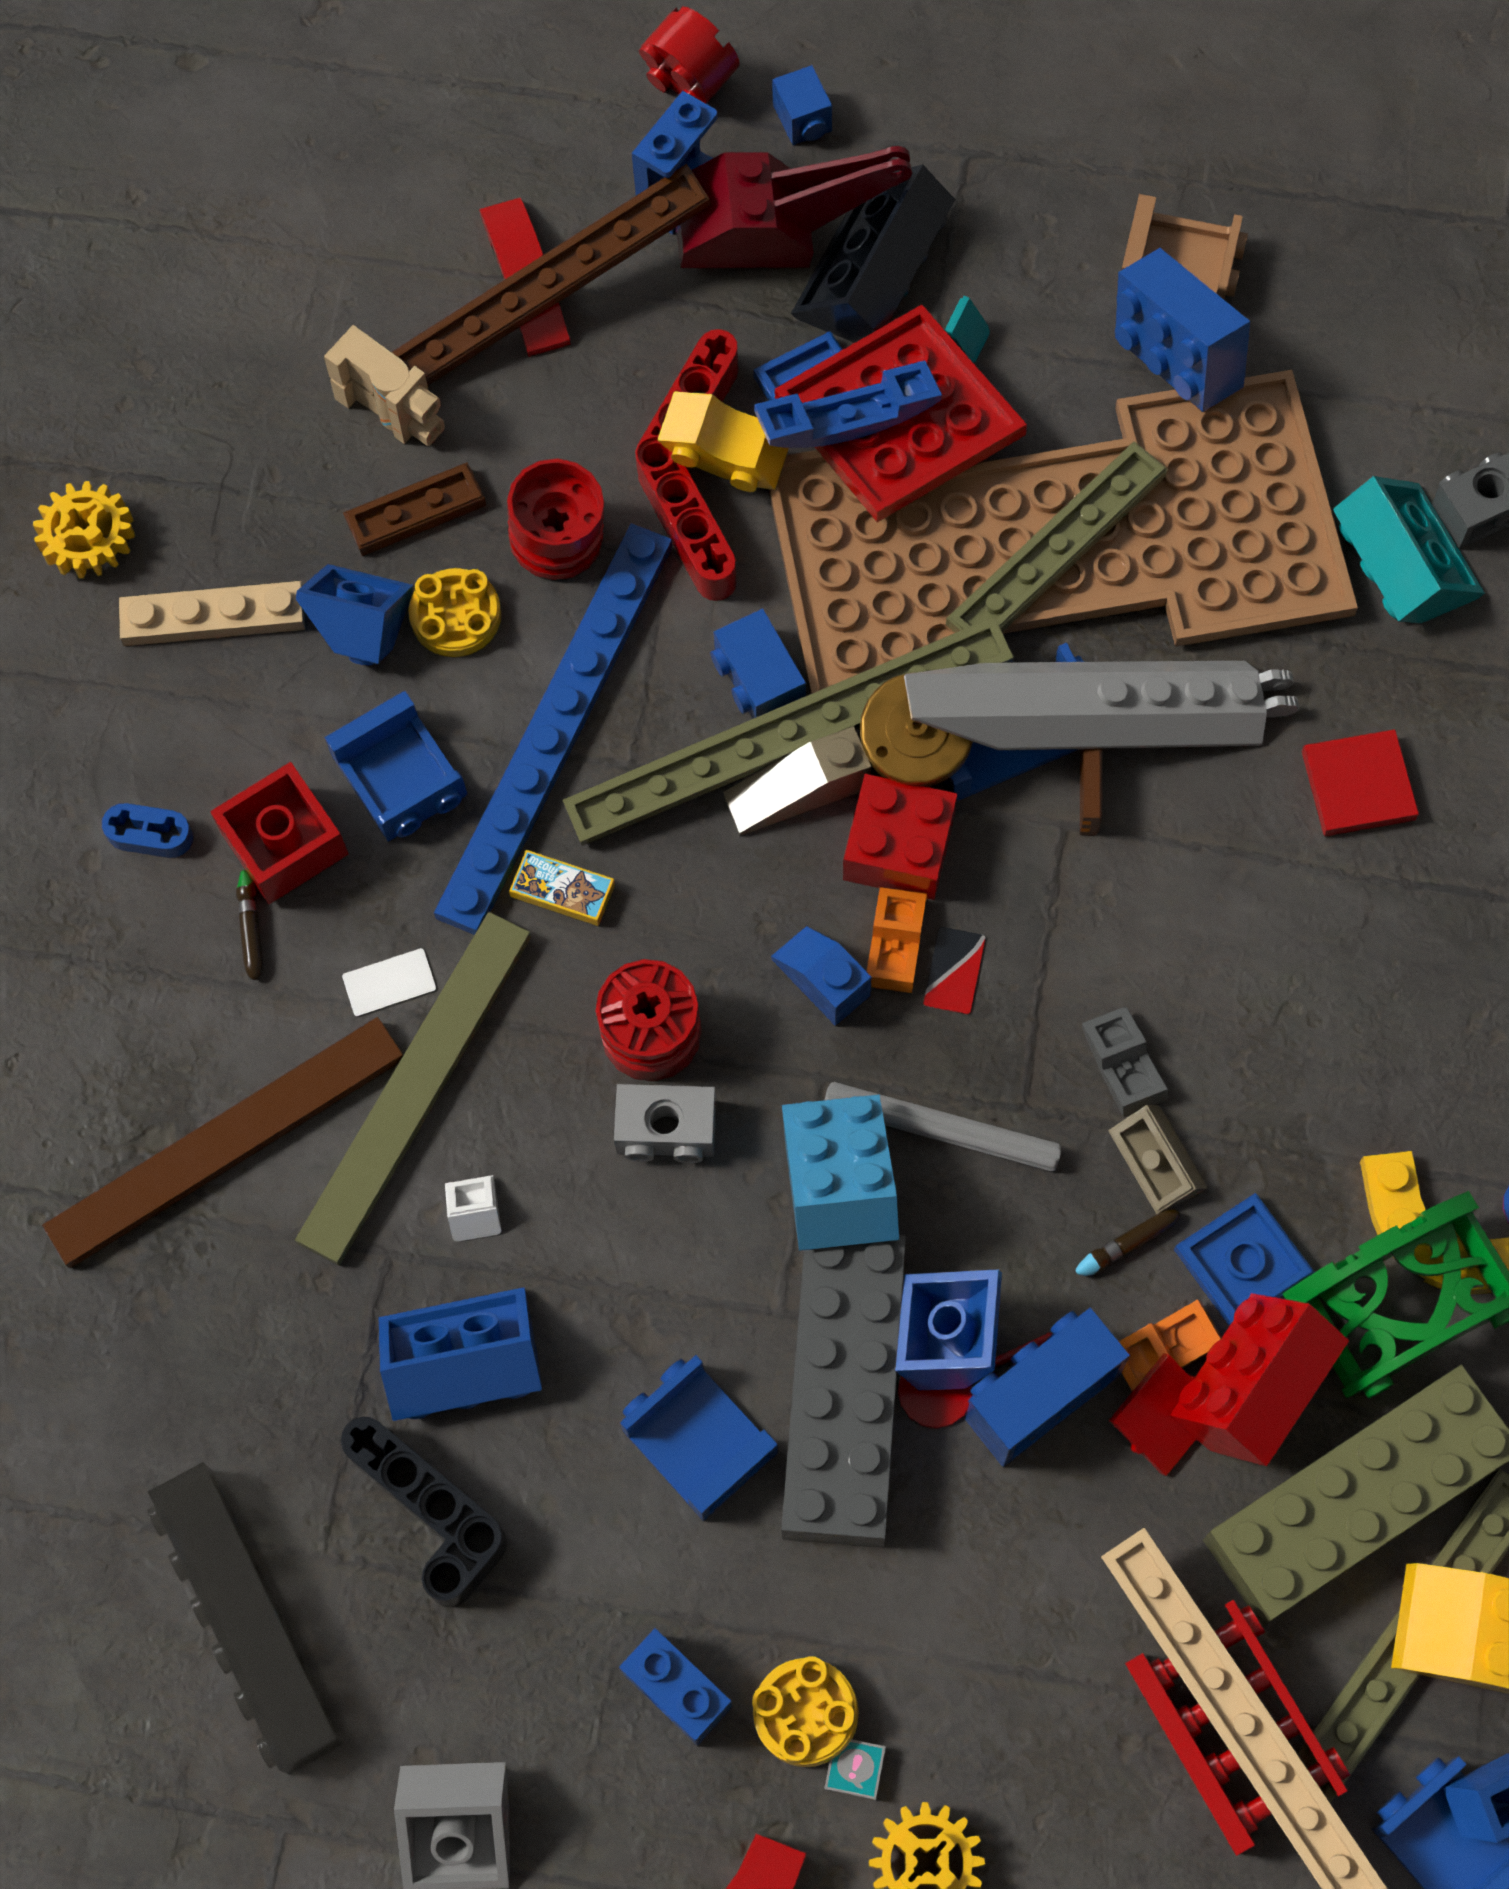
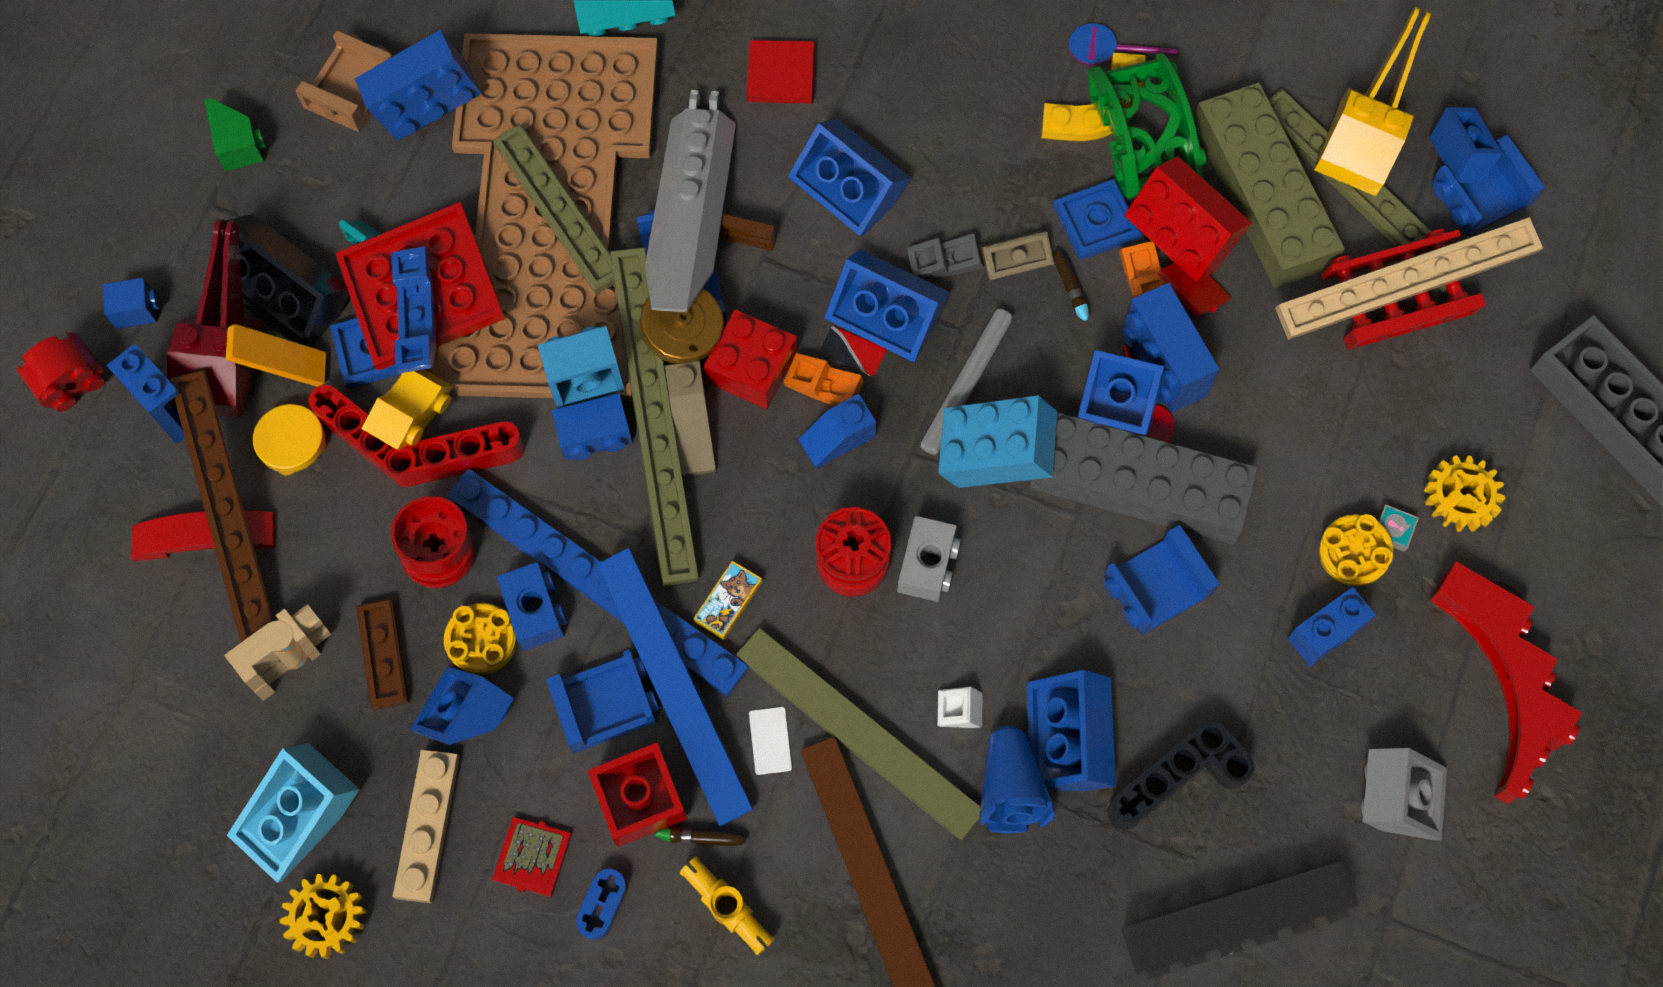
camera: 80 degrees left, 0 degrees up
(175, 951) = (741, 919): none -> yellow pin
(195, 740) = (532, 857): none -> piece
(205, 463) = (292, 810): none -> medium azure slope
(375, 1284) = (1013, 785): none -> blue cone
(428, 845) = (675, 687): none -> blue tile
(512, 633) = (518, 590): none -> blue brick
(664, 328) = (289, 438): none -> yellow tile
(758, 276) = (275, 355): none -> light orange tile
(820, 621) = (581, 366): none -> dark azure brick
(1028, 994) = (886, 305): none -> blue slope
(1060, 147) = (234, 136): none -> green slope
(1214, 904) = (848, 176): none -> blue slope

